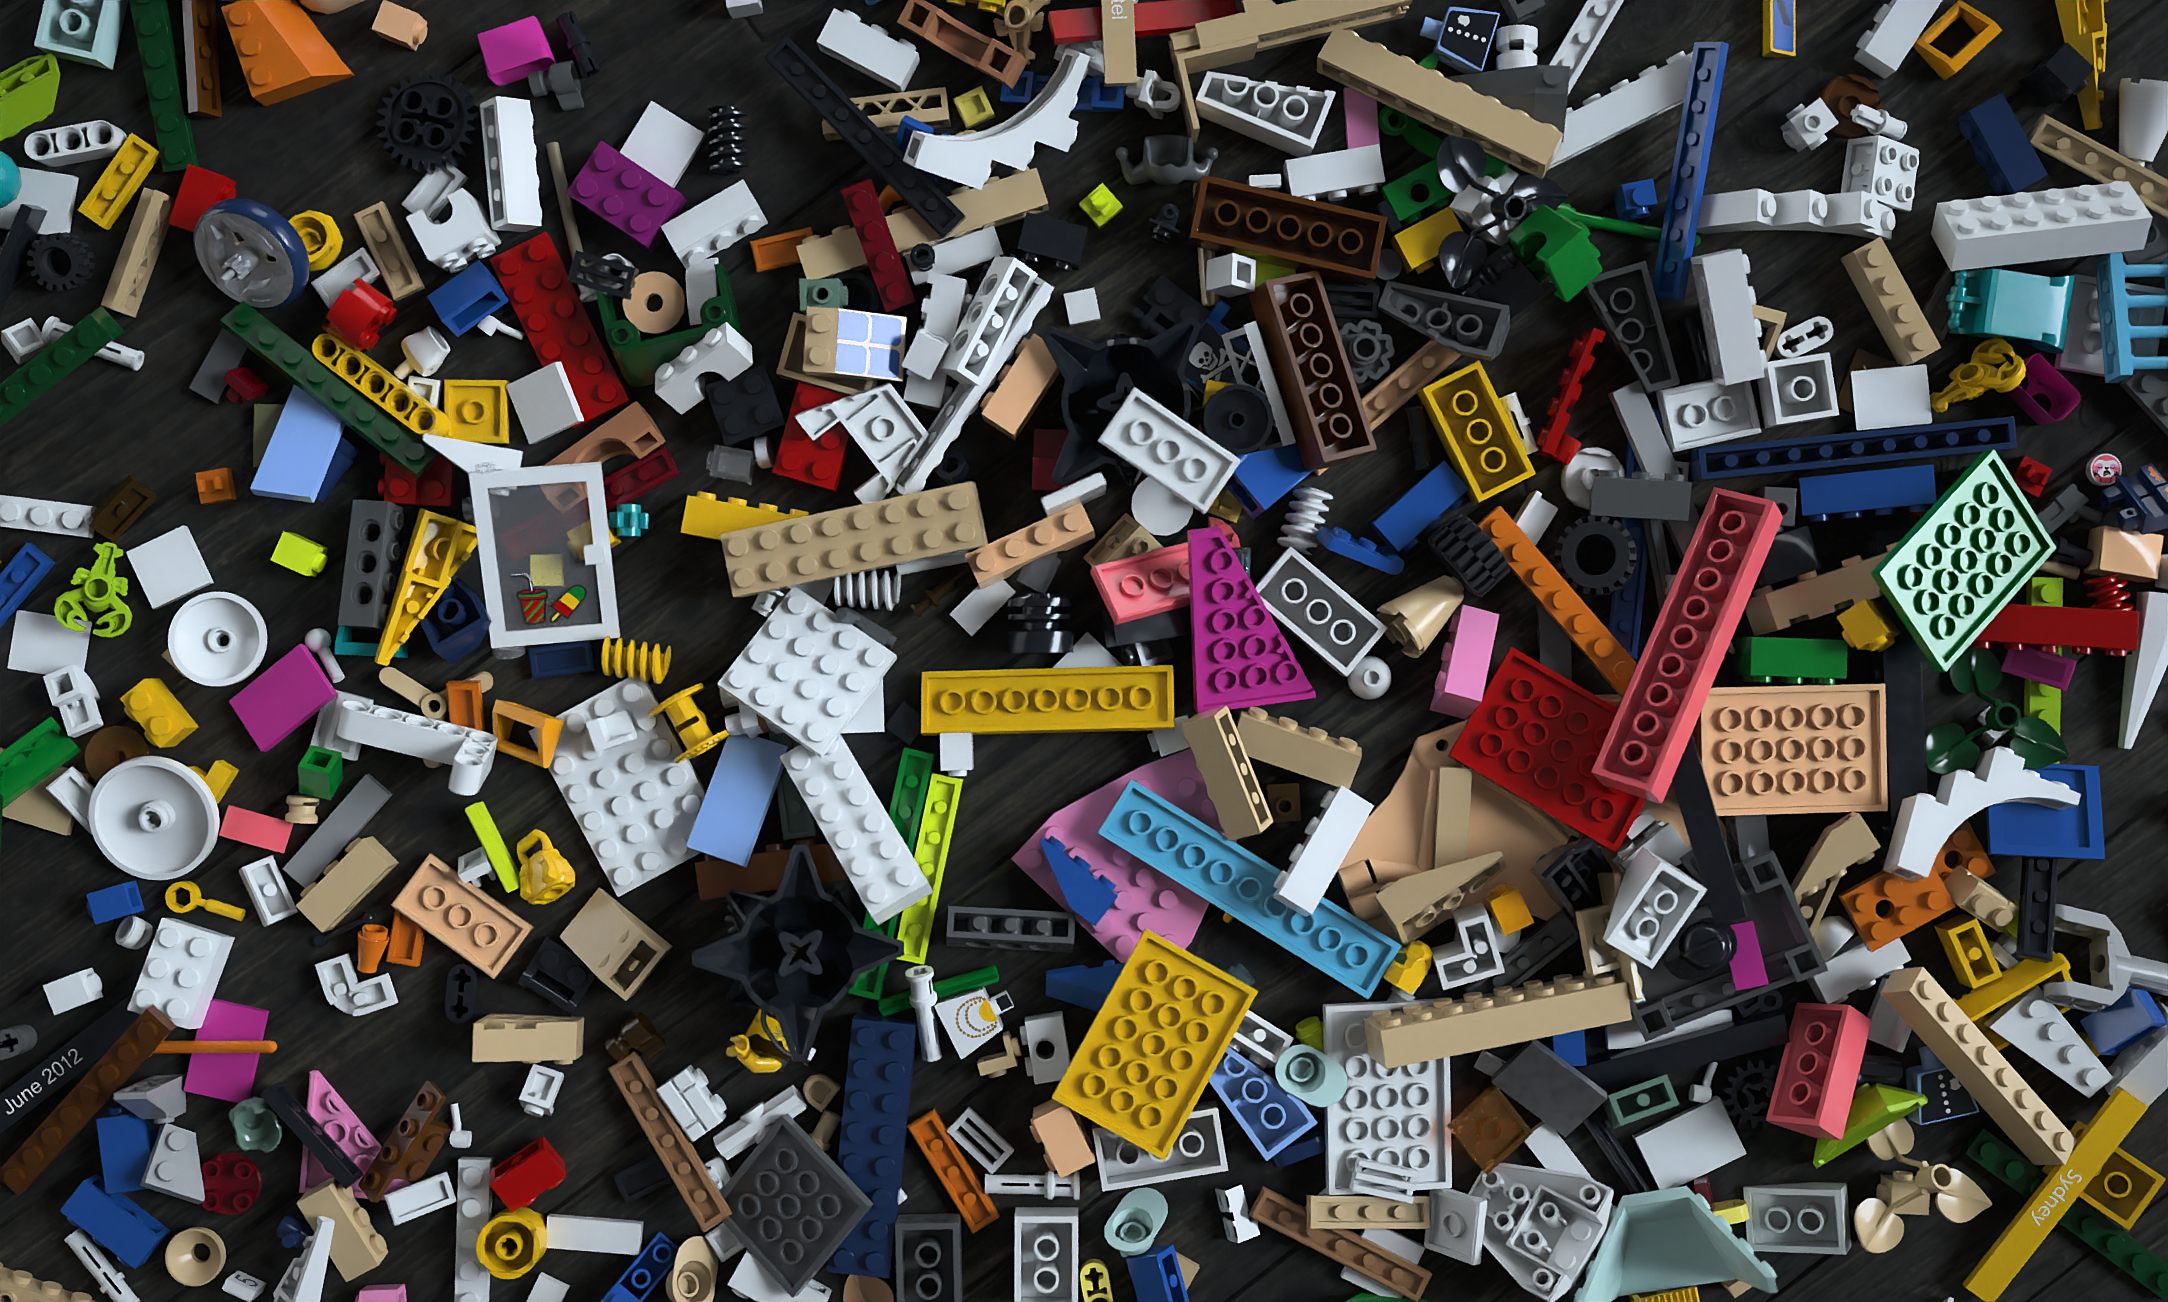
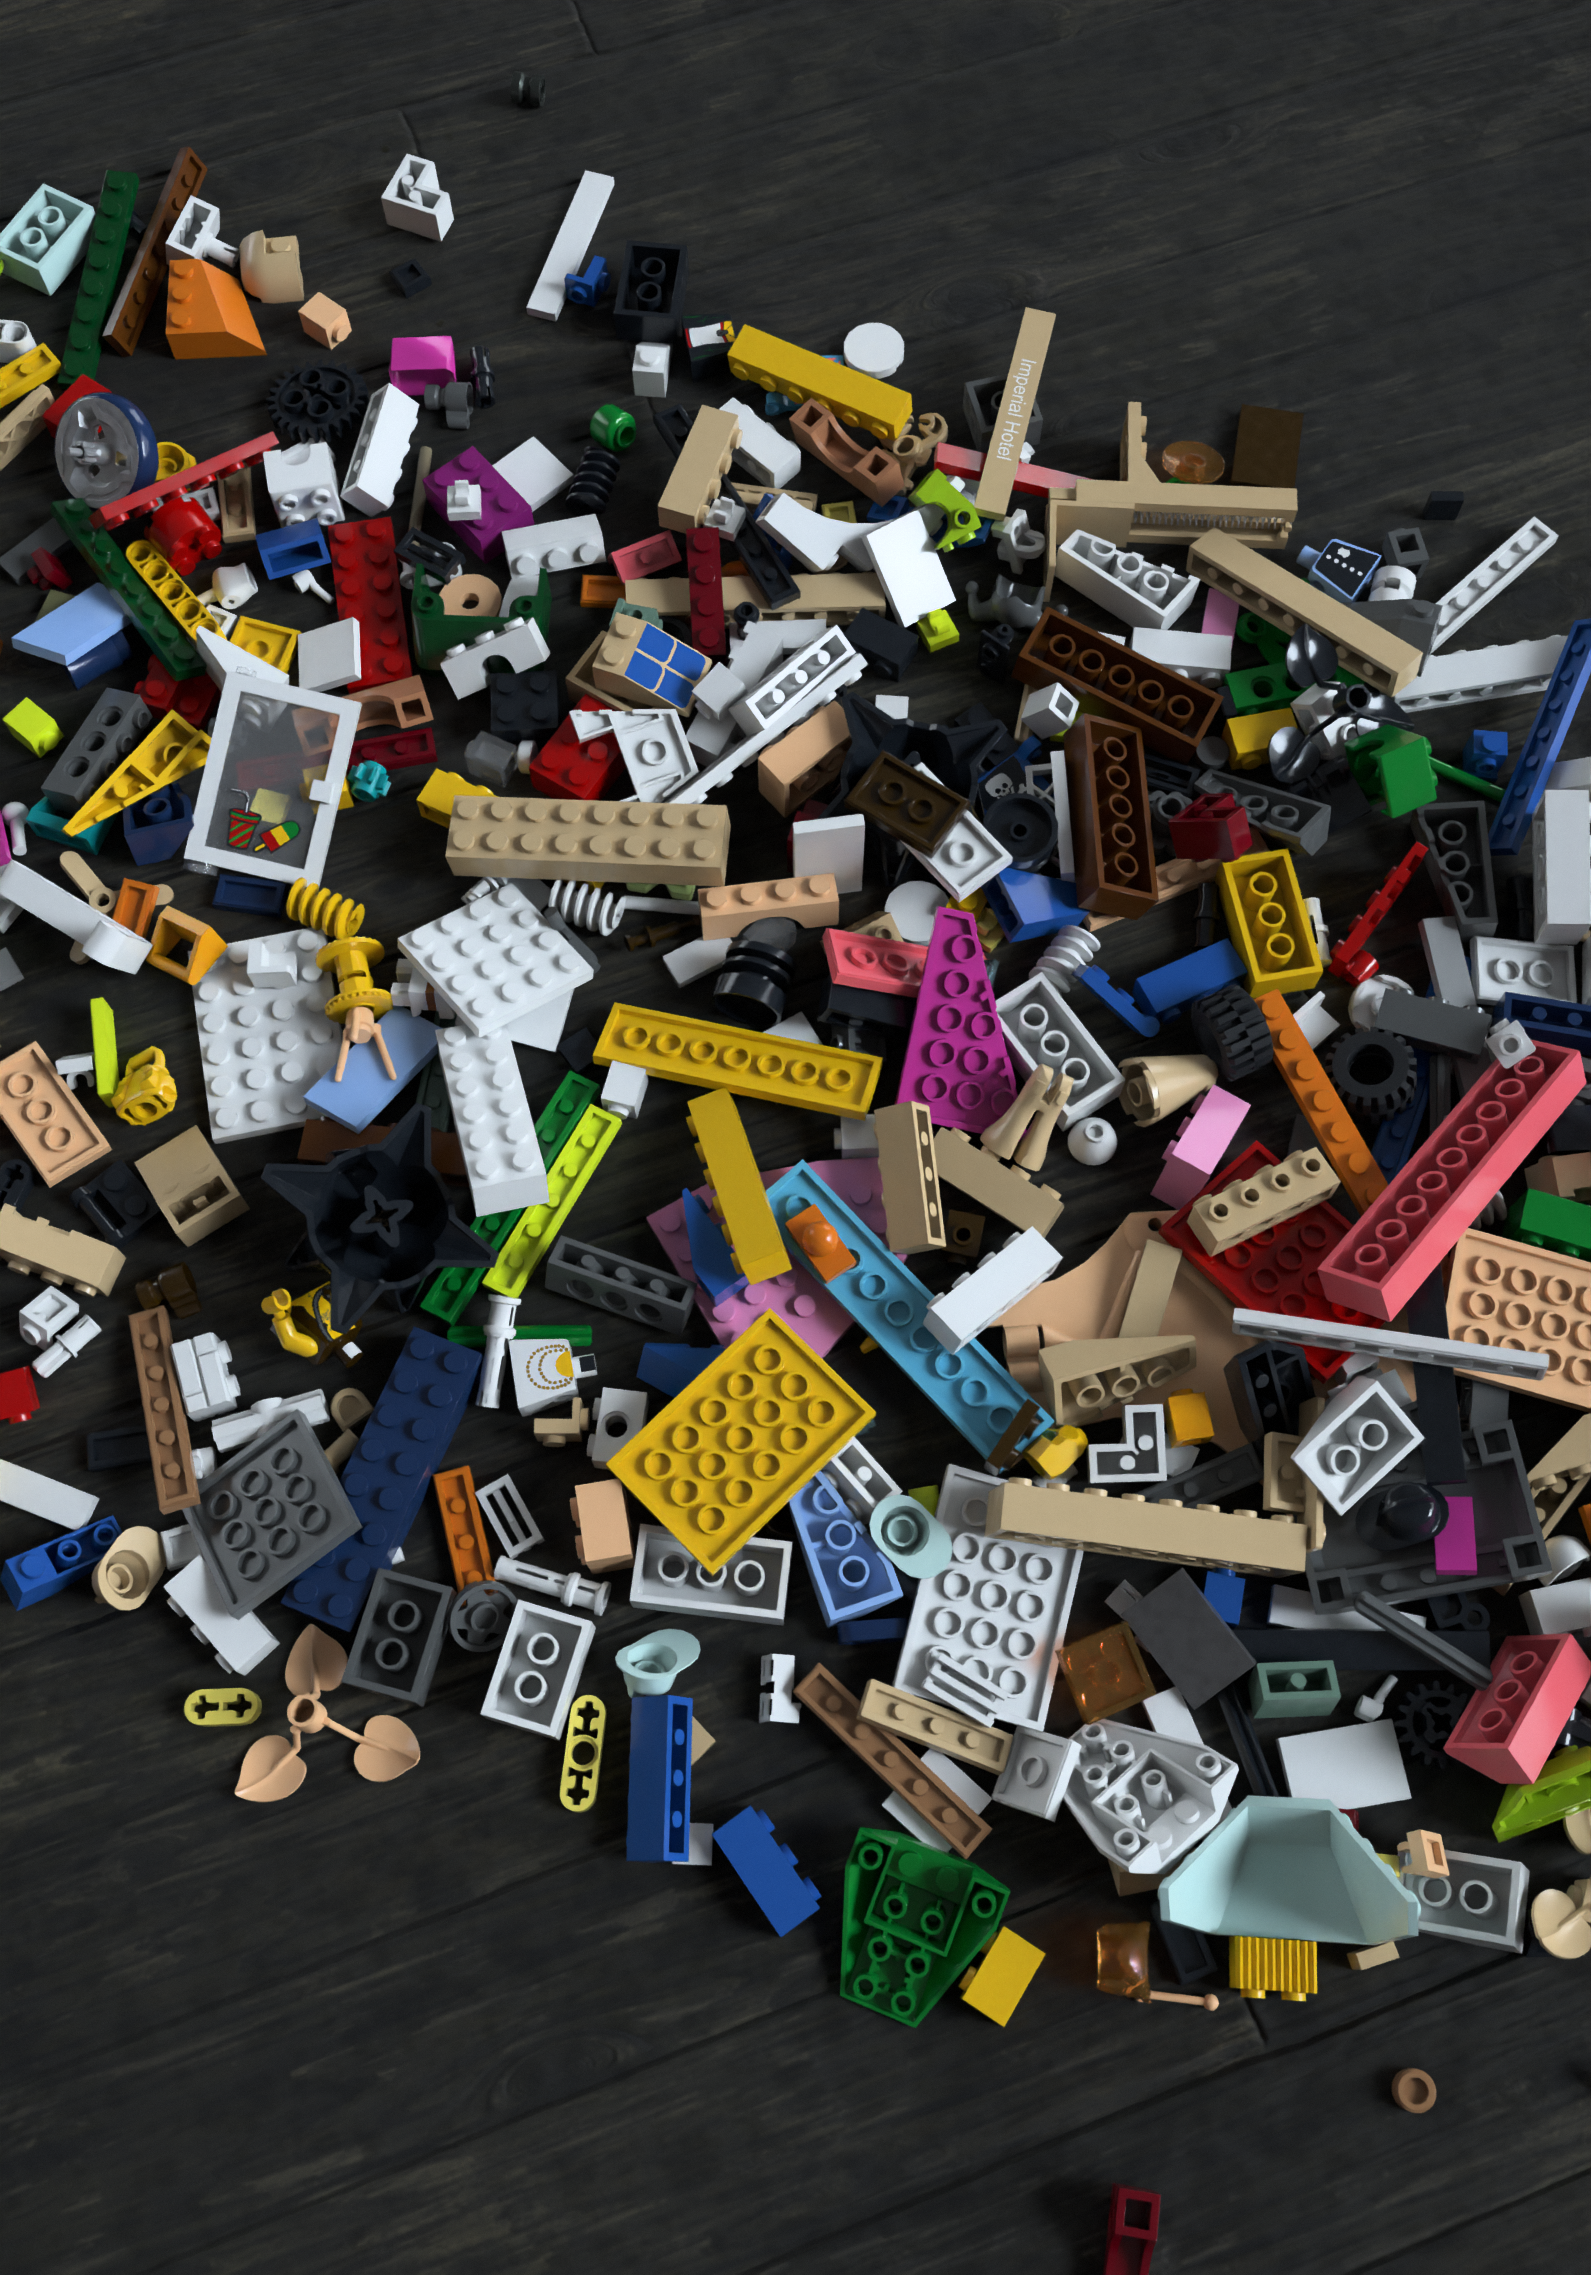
camera: 15 degrees right, 20 degrees down
(342, 264) = (175, 486): none -> red plate
(567, 1110) = (66, 1346): none -> white axle
(617, 213) = (463, 501): none -> white tile
(711, 769) = (360, 1029): none -> light nougat plant
(726, 71) = (613, 428): none -> green head
(803, 209) = (645, 557): none -> coral panel
(832, 115) = (699, 469): none -> tan brick
(871, 161) = (726, 517): none -> white tile
(985, 1227) = (481, 1615): none -> dark grey wheel
(1059, 159) = (908, 568): none -> white tile
(1064, 83) = (938, 491): none -> lime tile
(1084, 821) = (738, 1187): none -> yellow brick
(1134, 437) = (907, 804): none -> dark brown tile
(1168, 852) = (820, 1243): none -> orange tile
(1315, 690) = (1006, 1132): none -> tan piece
(1369, 988) = (1022, 1426): none -> dark brown plate
(1407, 362) = (1211, 829): none -> dark red brick
(1531, 710) = (1262, 1200): none -> tan brick
(1659, 820) = (1390, 1344): none -> white tile
(1710, 503) = (1509, 1042): none -> white bracket
(1733, 1039) = (1423, 1641): none -> dark grey axle
(1766, 1199) = (1426, 1854): none -> light nougat tile

